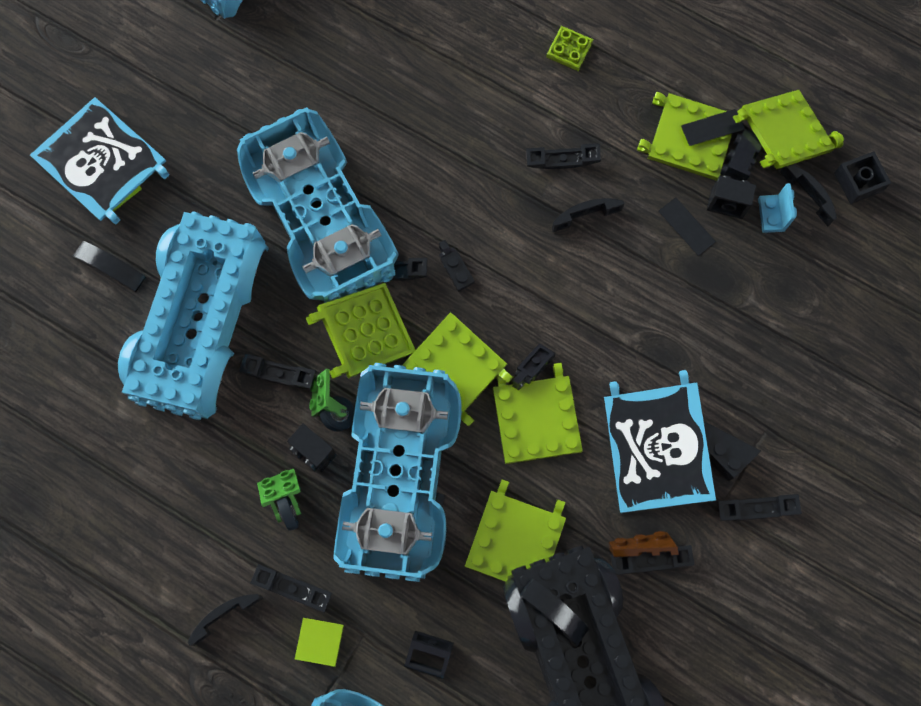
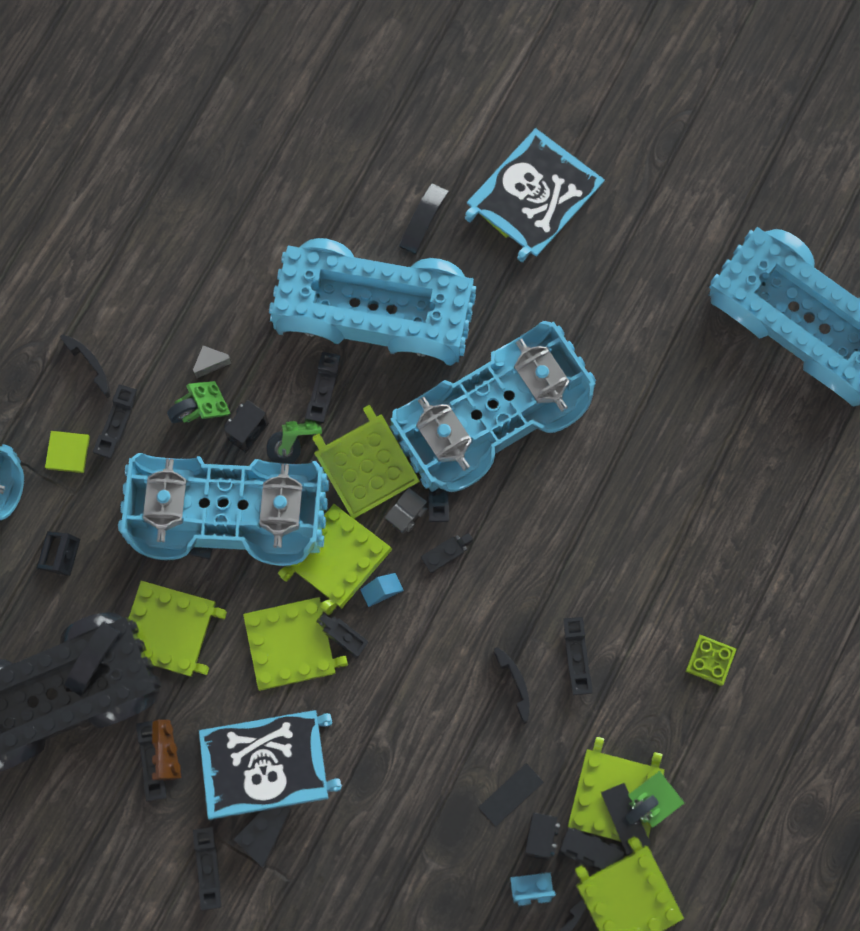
camera: 90 degrees right, 0 degrees up
(234, 485) = (209, 361): none -> light grey slope
(412, 299) = (406, 511): none -> dark grey brick
(488, 328) = (381, 589): none -> dark azure slope
(701, 100) = (653, 801): none -> bright green plate

